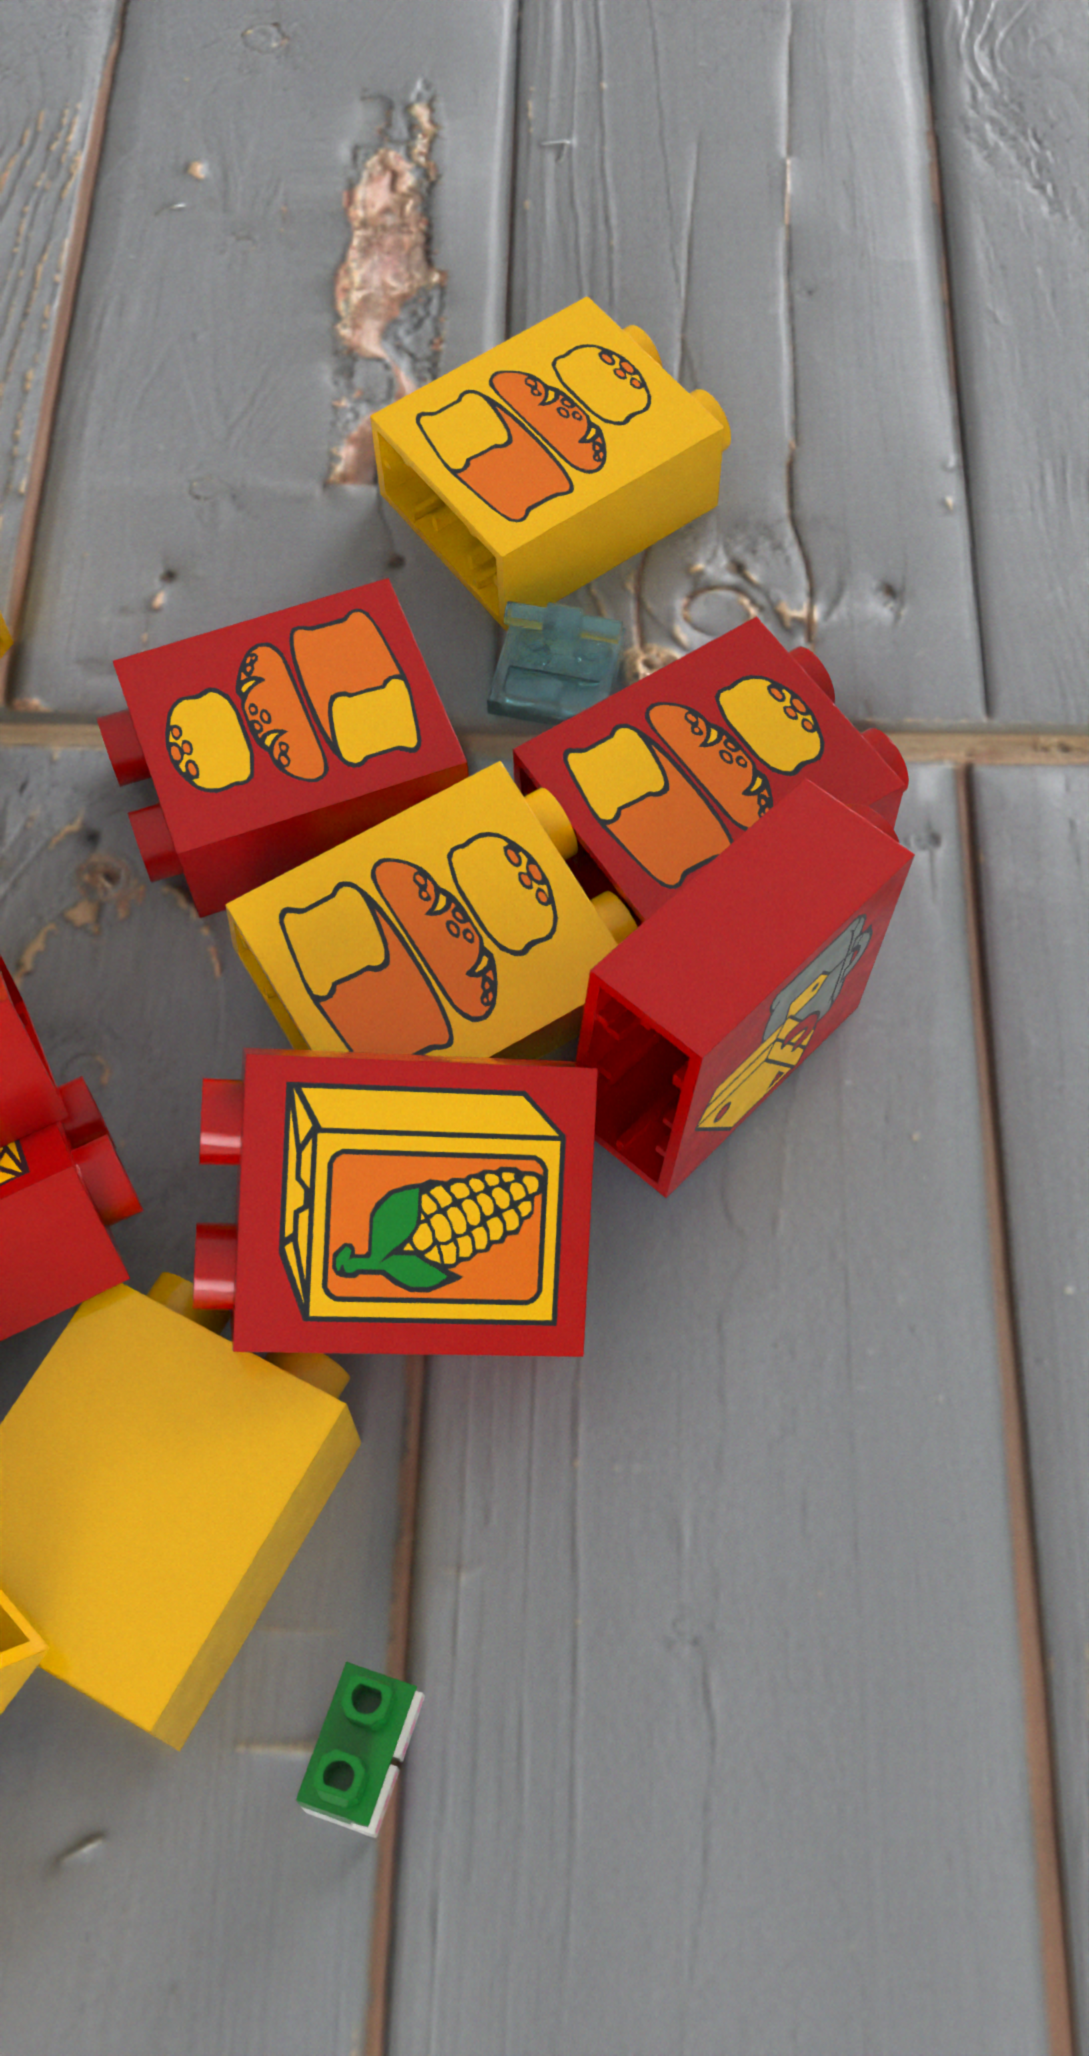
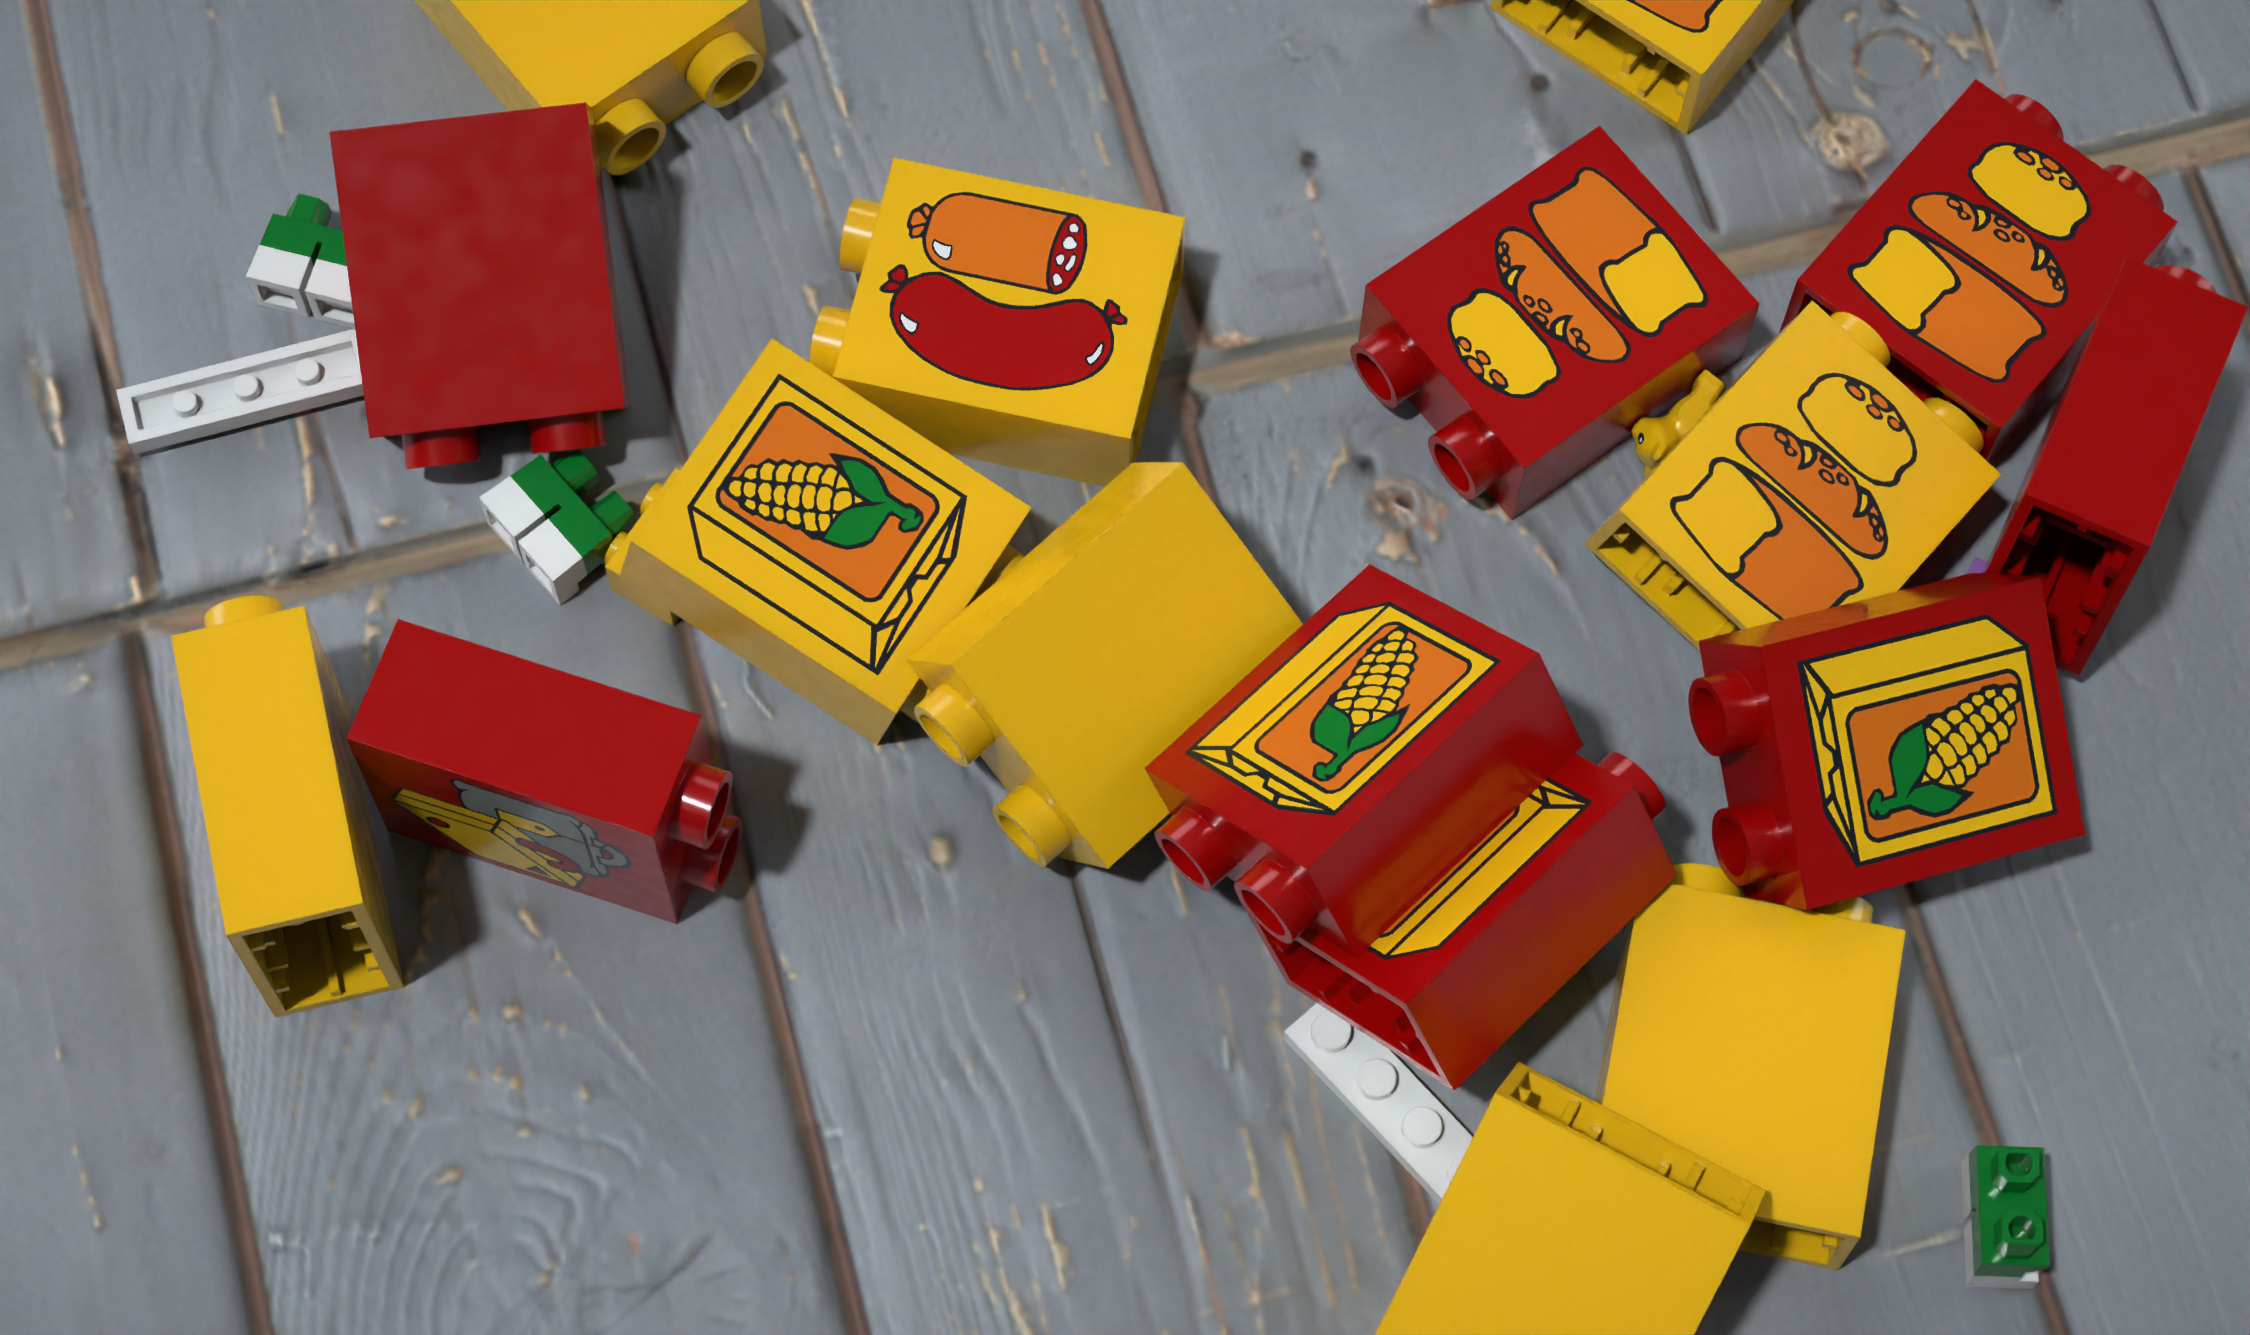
camera: 20 degrees left, 5 degrees up
(554, 662) = (1766, 168): clear light blue plate -> none

